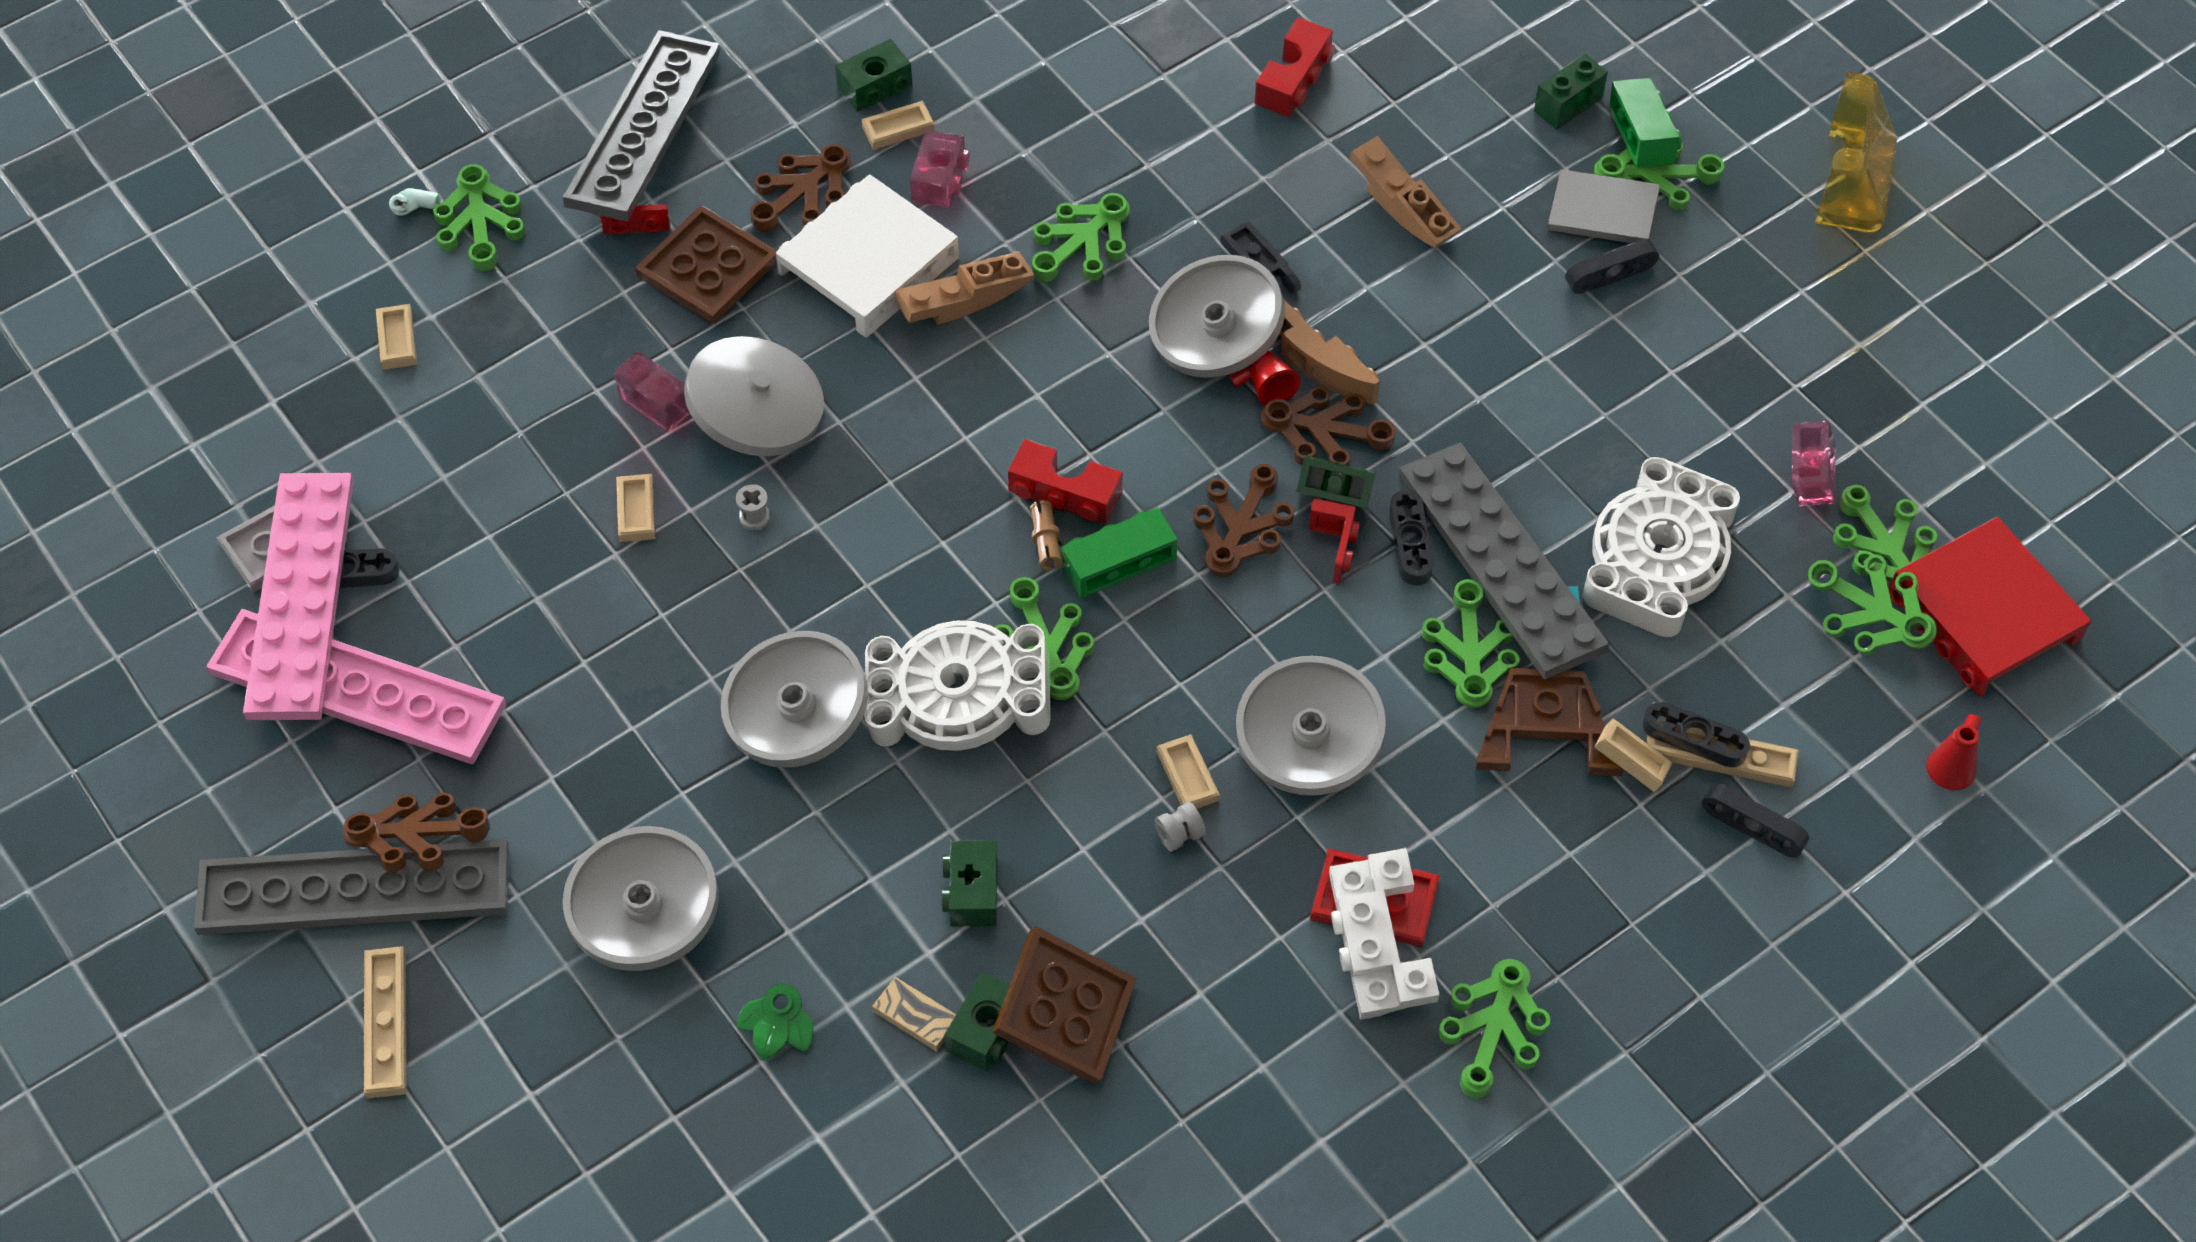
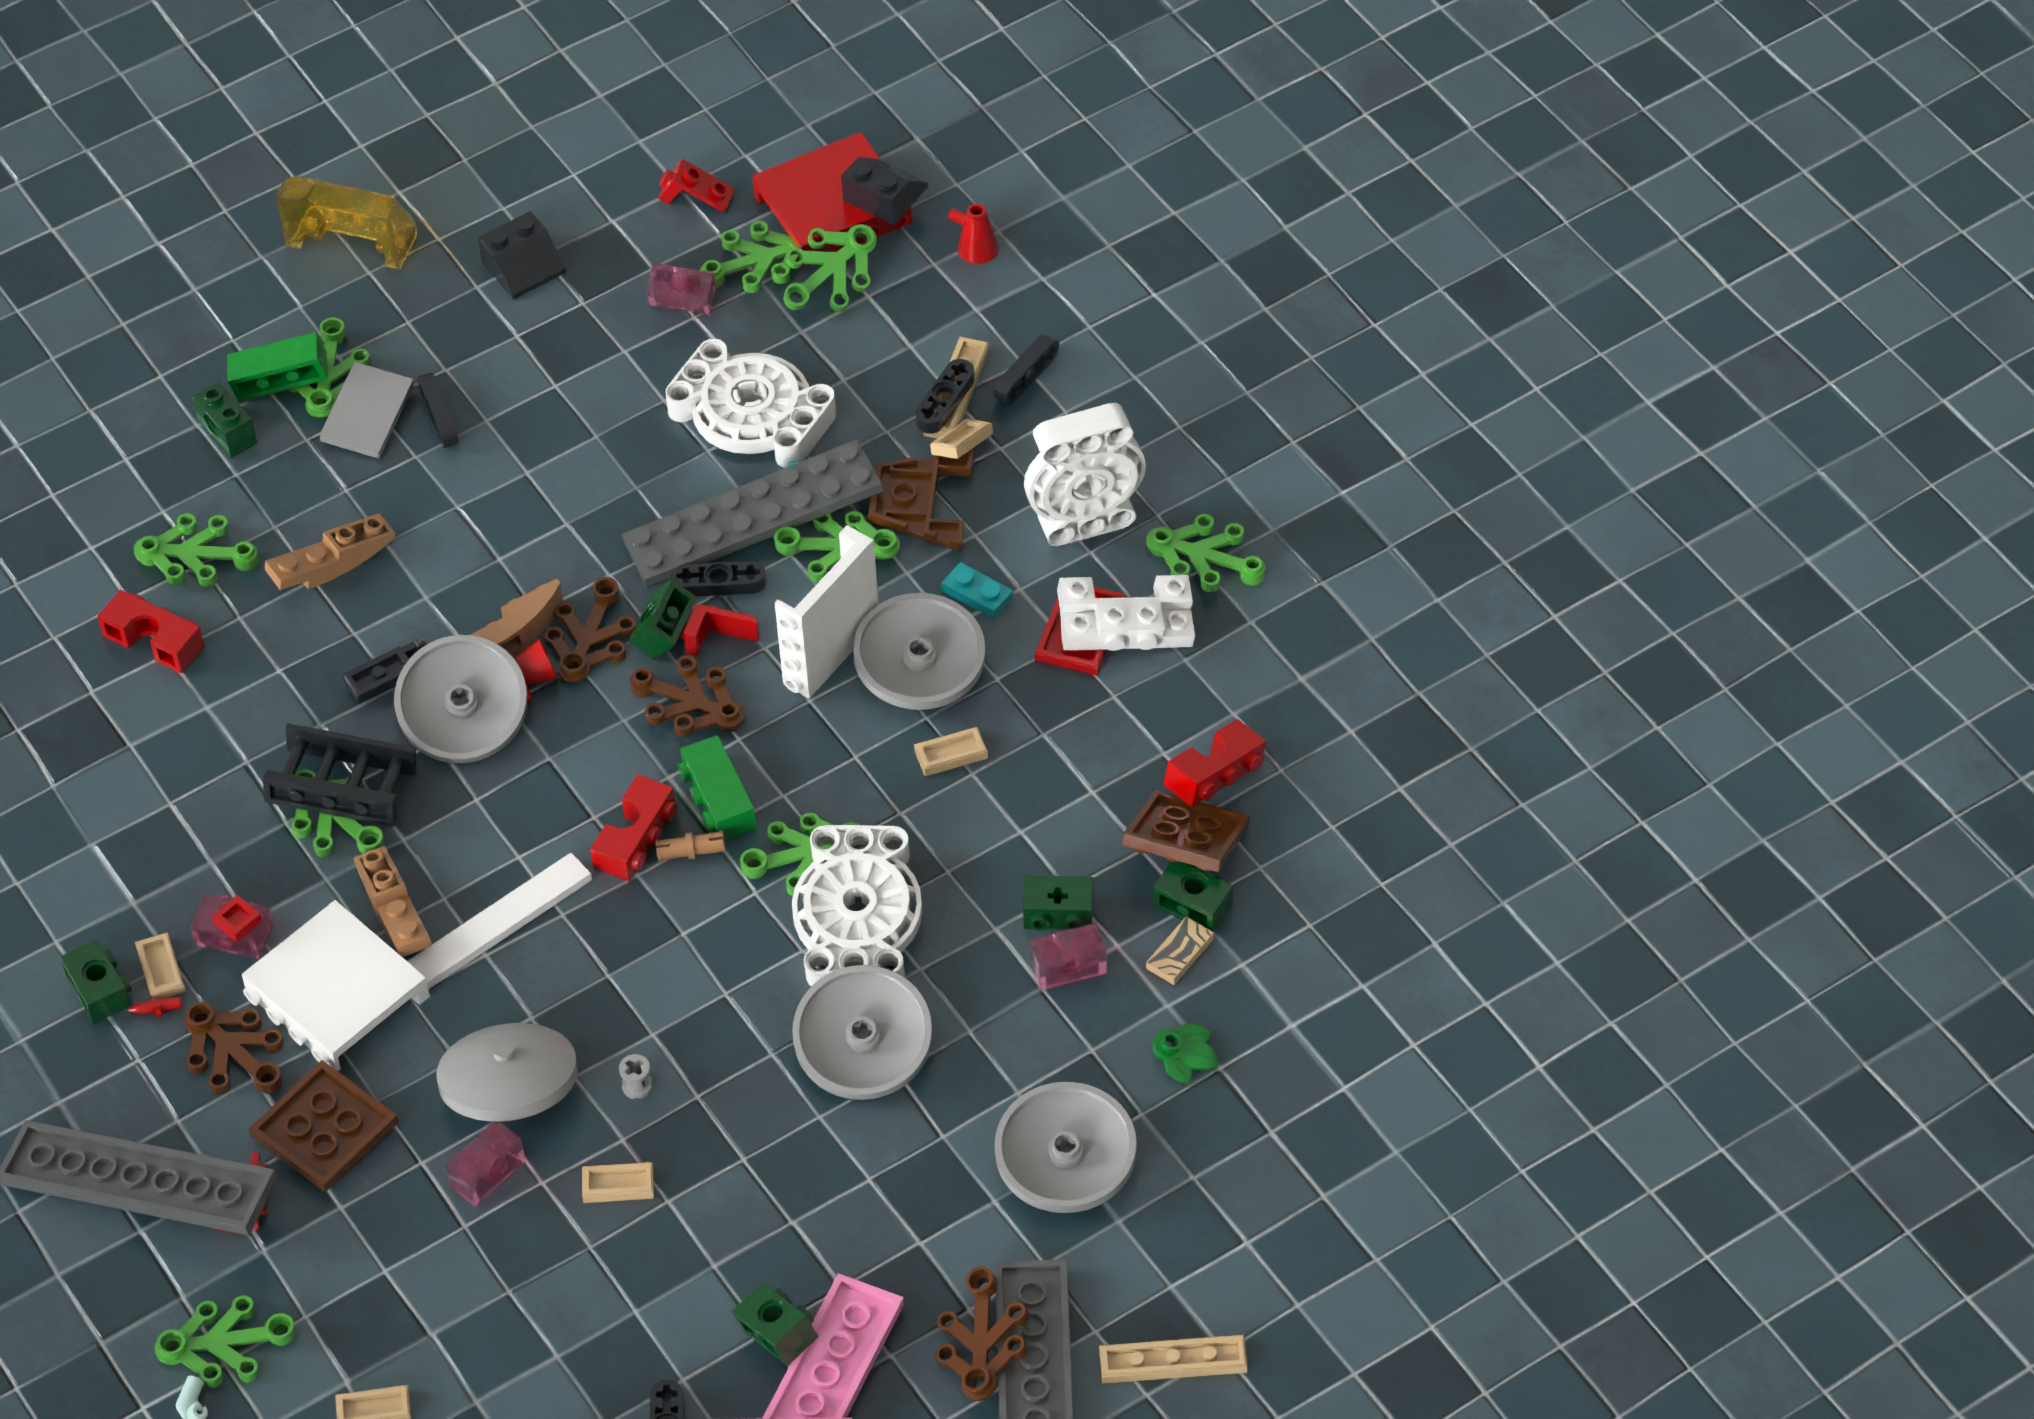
camera: 85 degrees left, 5 degrees down
(441, 642) = (776, 1323): none -> dark green brick
(852, 128) = (157, 1006): none -> red helmet
(897, 894) = (1068, 956): none -> clear pink brick
(924, 157) = (237, 918): none -> red plate
(953, 383) = (501, 919): none -> white tile
(1087, 235) = (335, 798): none -> black fence
(1180, 826) = (1011, 755): light grey wheel -> none
(1186, 1062) = (1232, 755): none -> red arch
(1324, 618) = (823, 625): none -> white panel
(1401, 59) = (155, 550): none -> bright green plant
(1419, 788) = (977, 590): none -> teal plate
(1546, 855) = (1084, 474): none -> white piece
(1843, 317) = (521, 255): none -> black slope
(1980, 473) = (697, 183): none -> red bracket
(1998, 641) = (880, 188): none -> black slope

